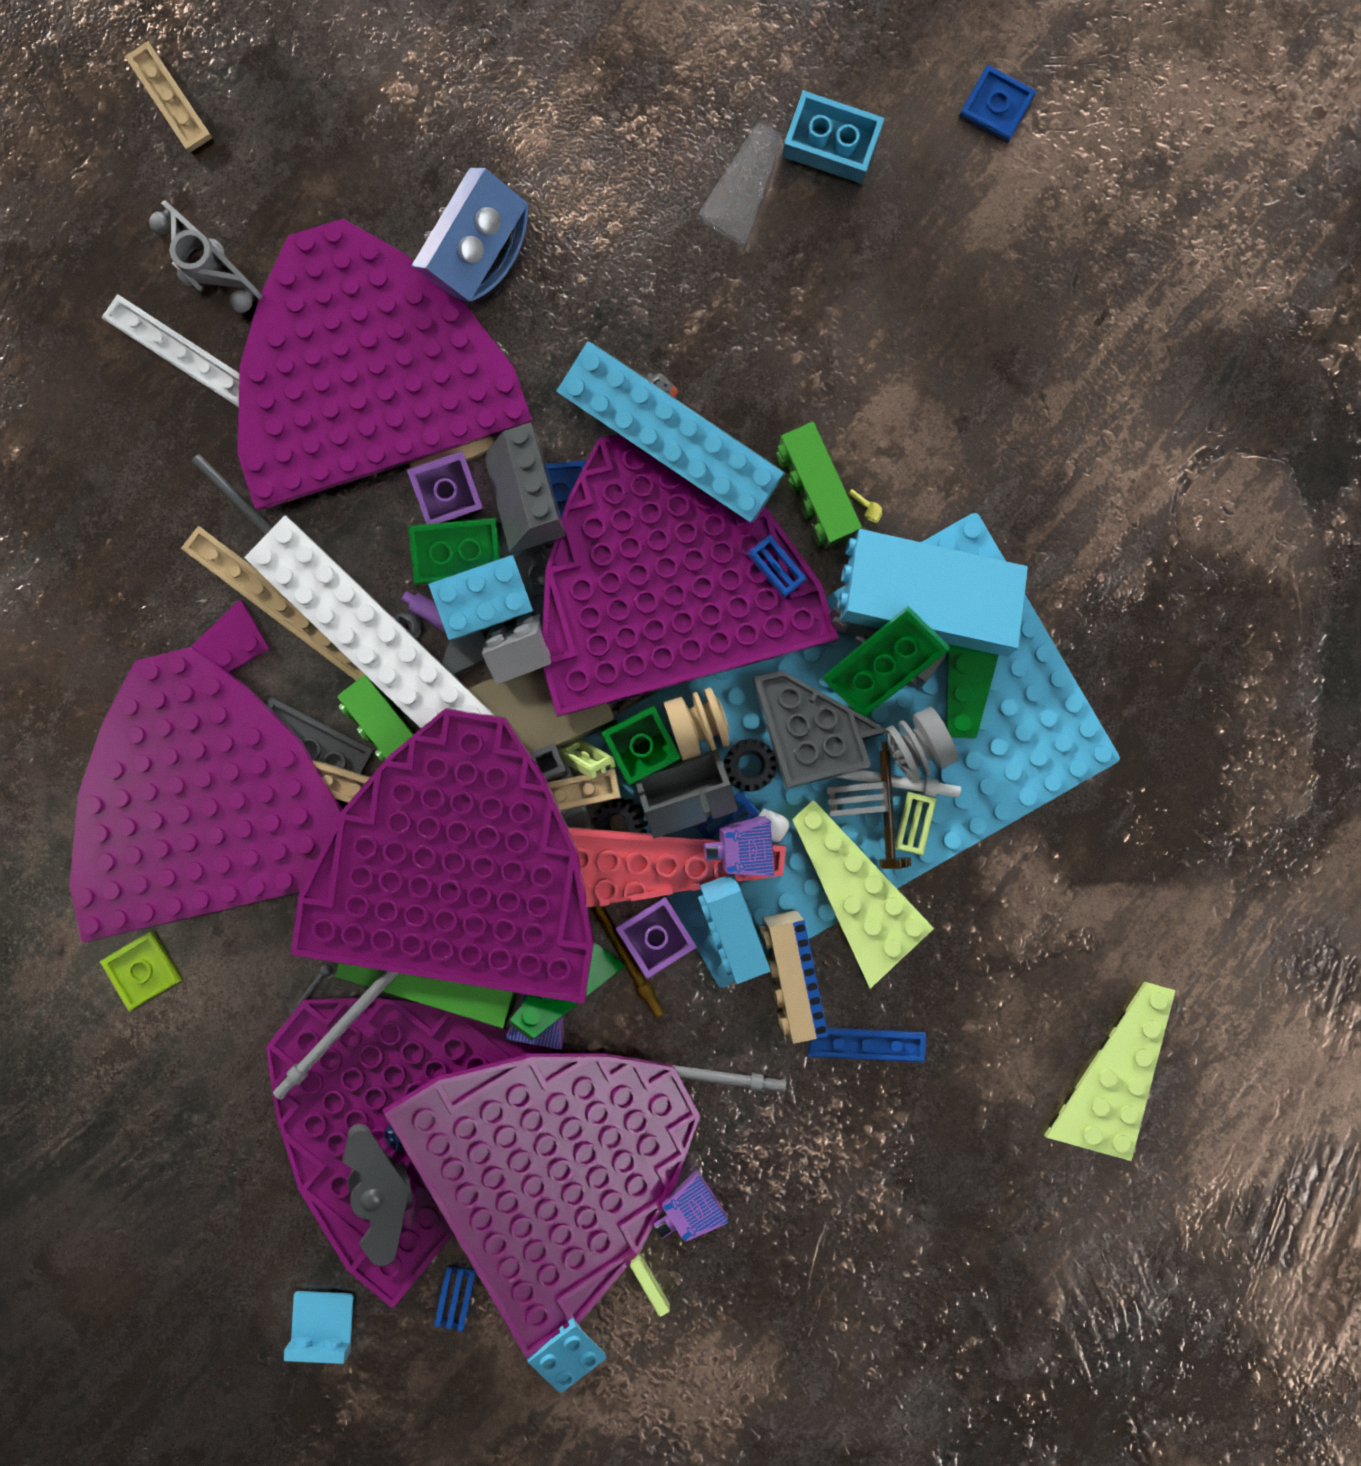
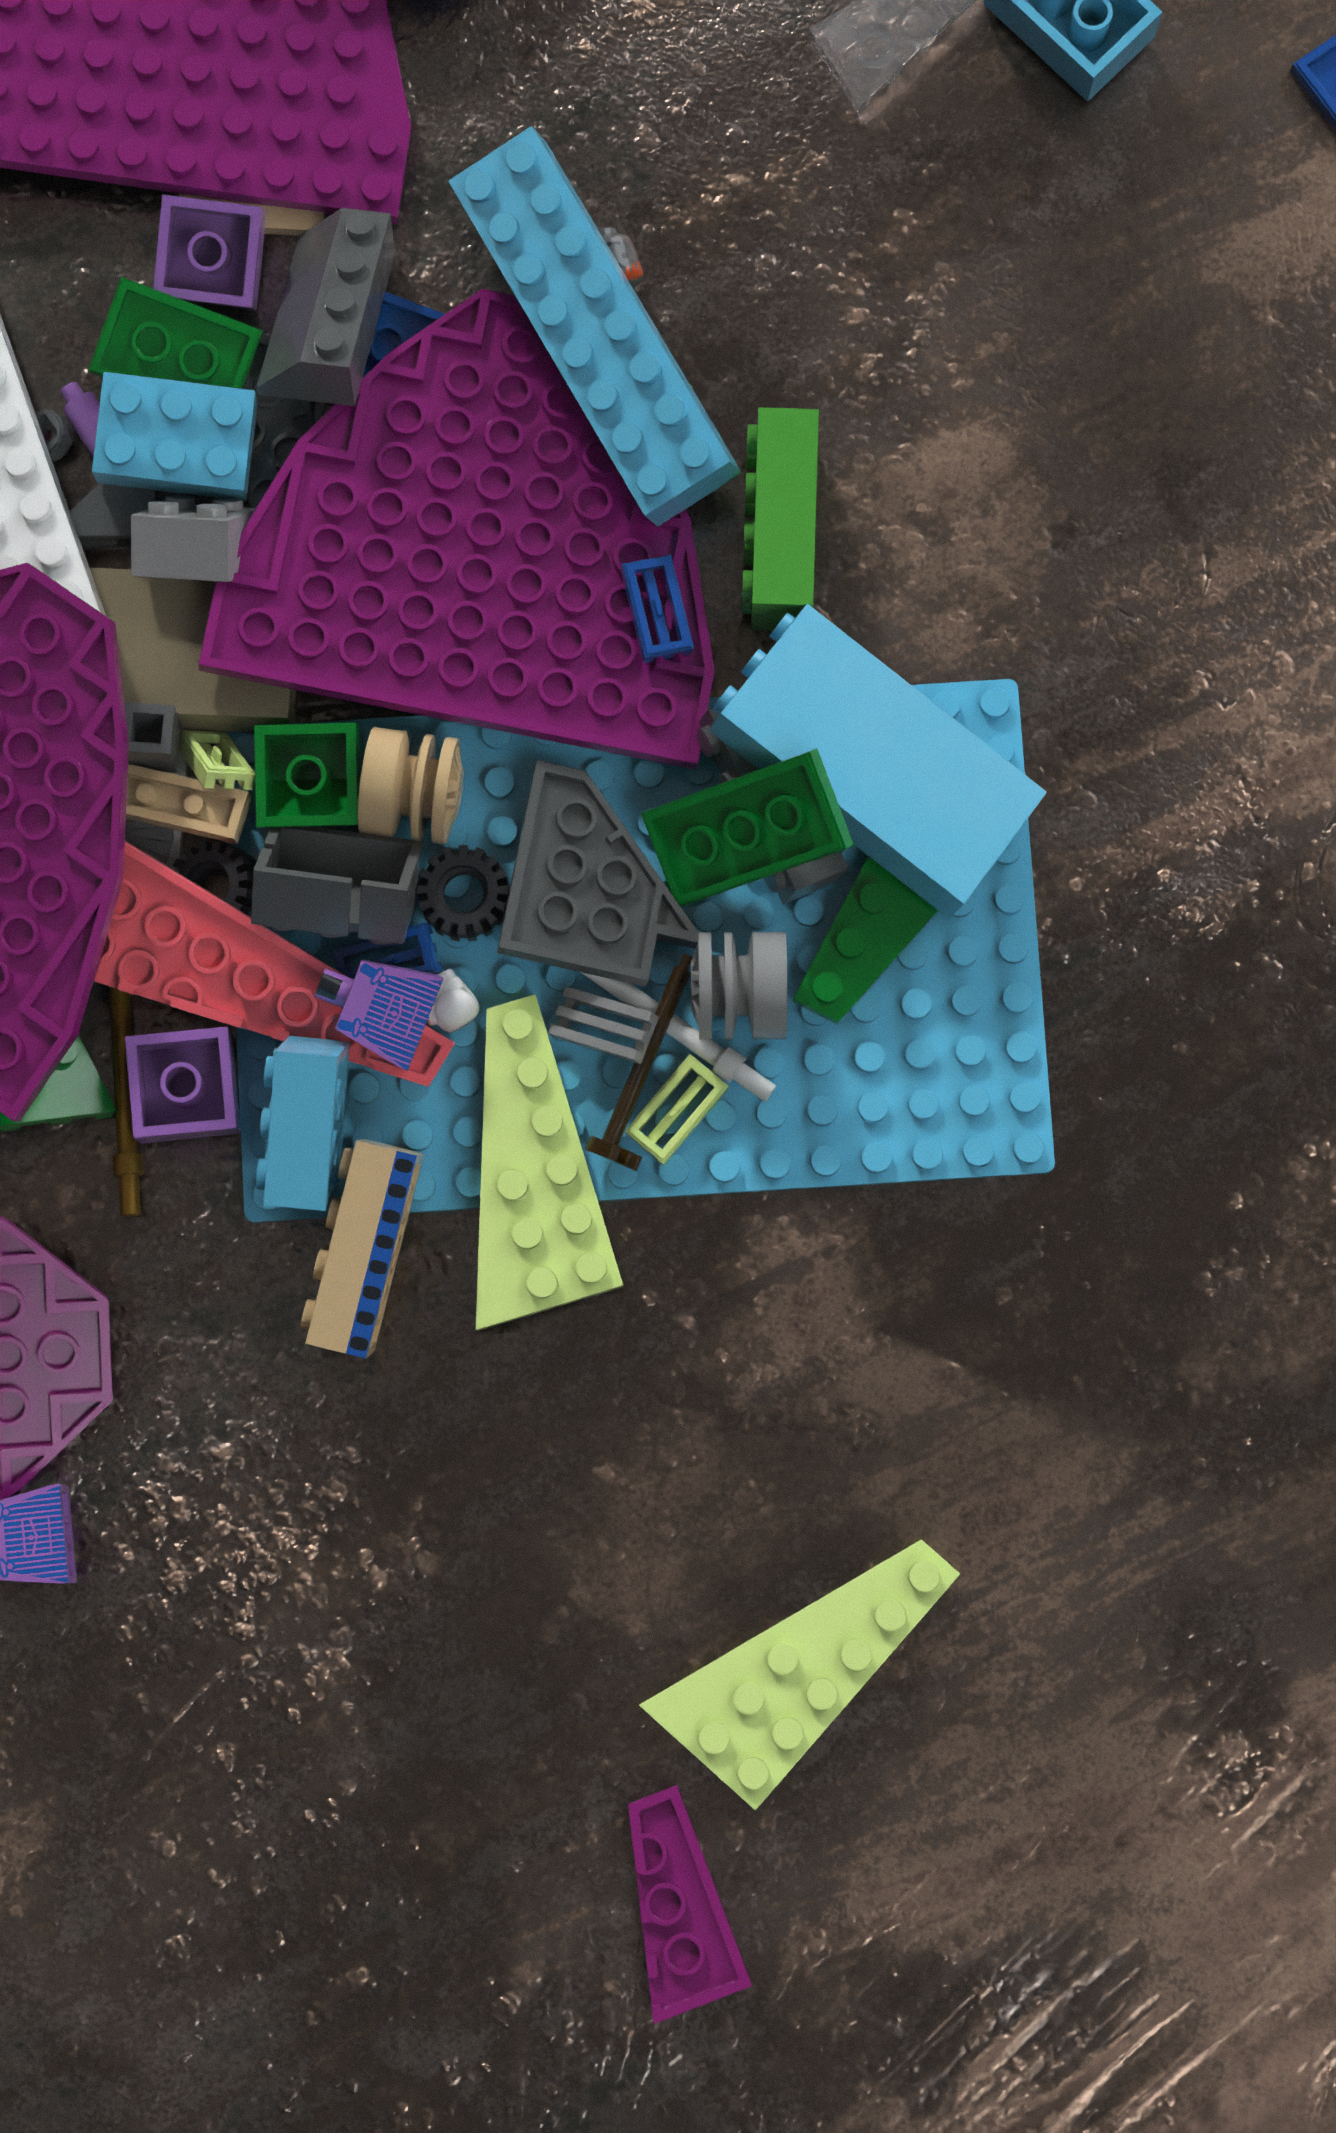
camera: 30 degrees right, 5 degrees down
(755, 1082) = (225, 1391): light grey bar -> none
(870, 1045) = (430, 1420): blue tile -> none
(873, 510) = (855, 603): light yellow hand -> none
(1123, 1235) = (682, 1917): none -> magenta wing

